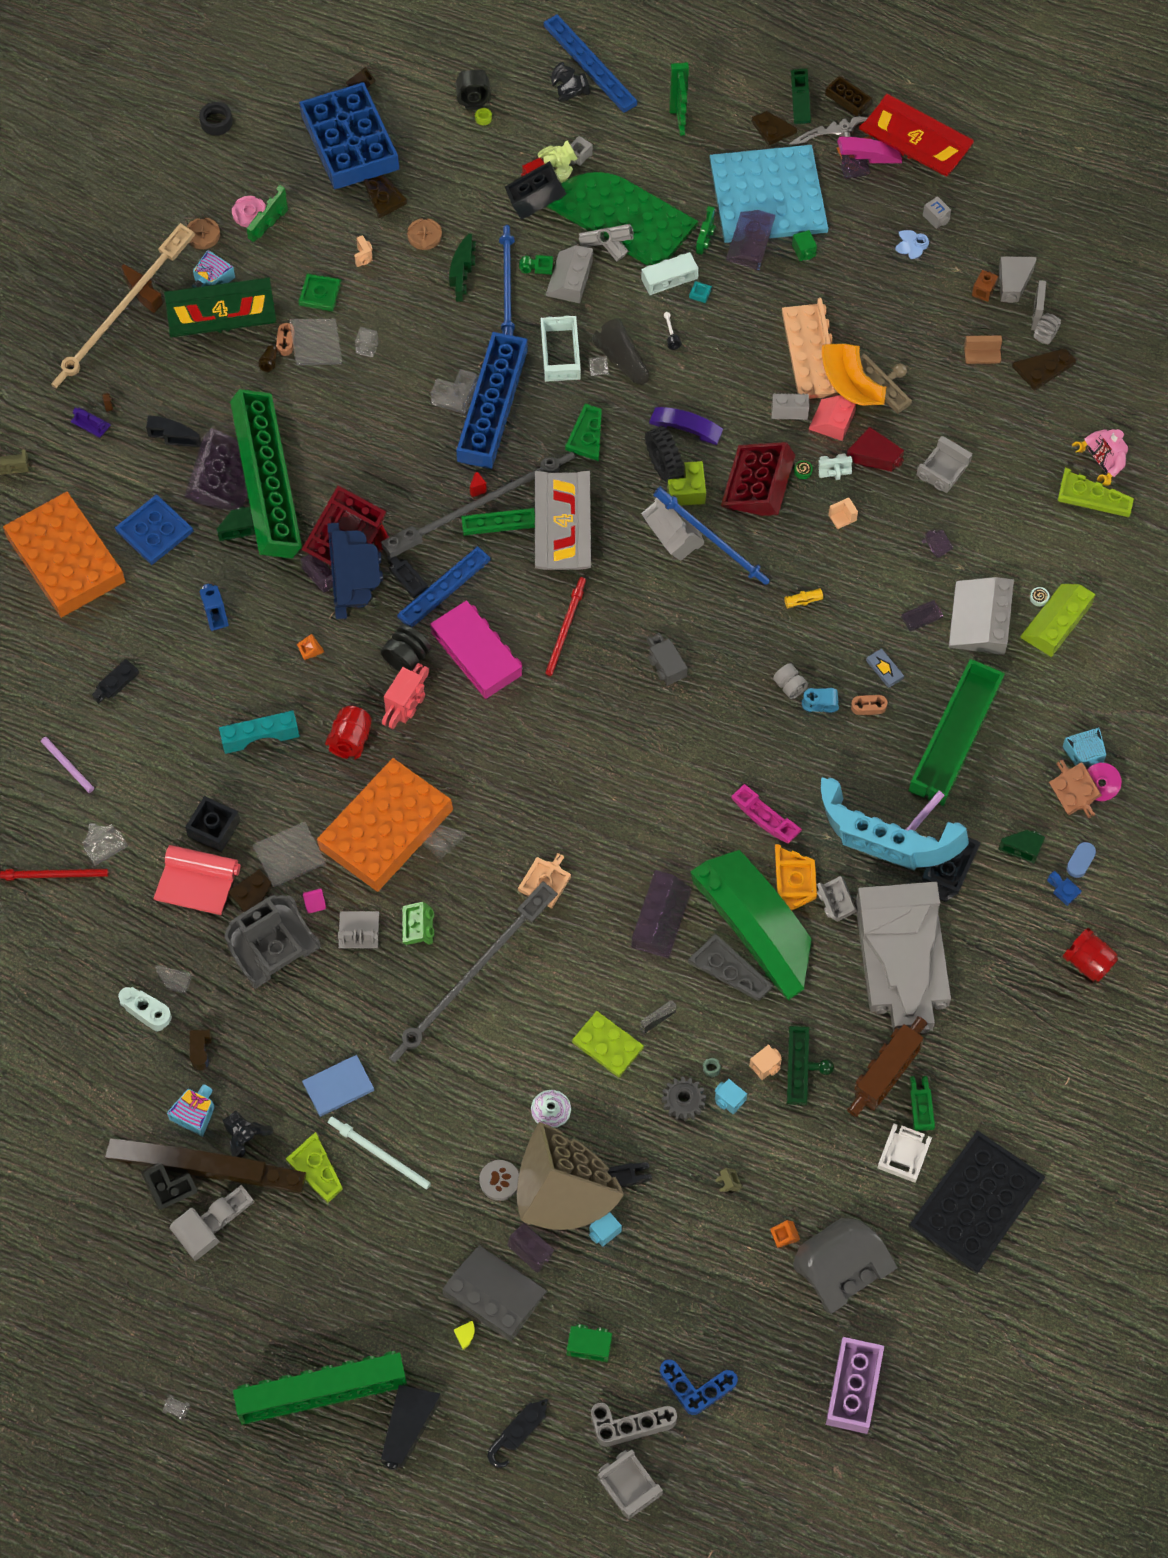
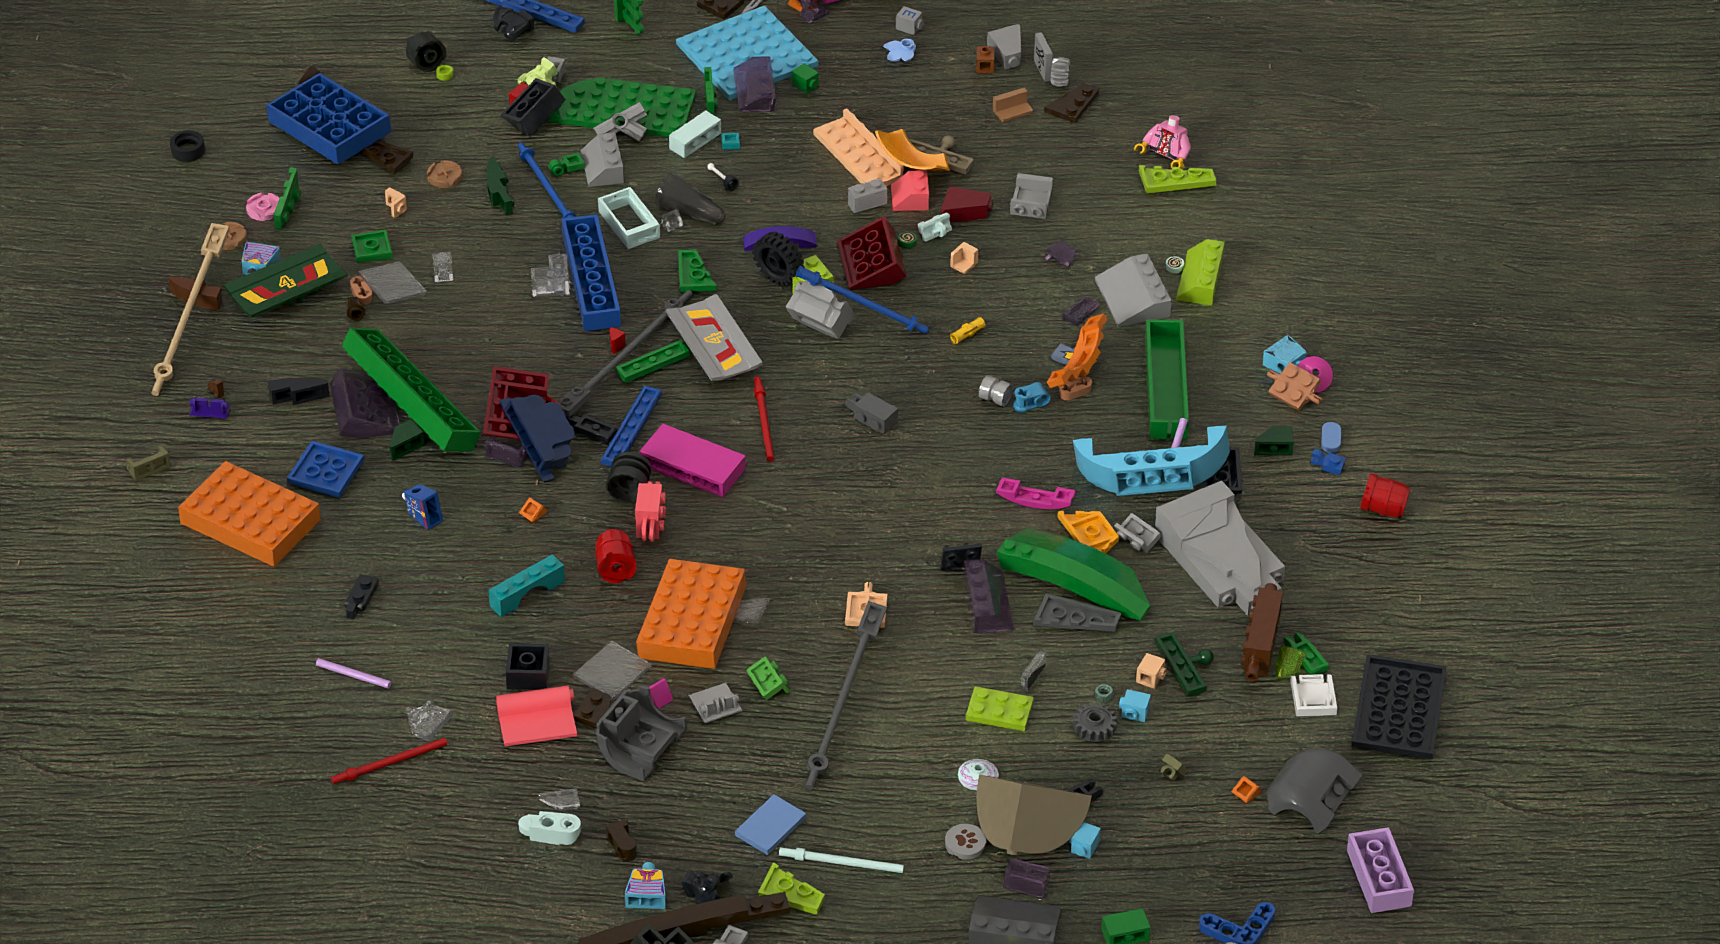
camera: 25 degrees left, 20 degrees down
(648, 861) = (954, 556): none -> black plate
(890, 677) = (1084, 354): none -> orange piece
(899, 1107) = (1289, 661): none -> clear neon green brick

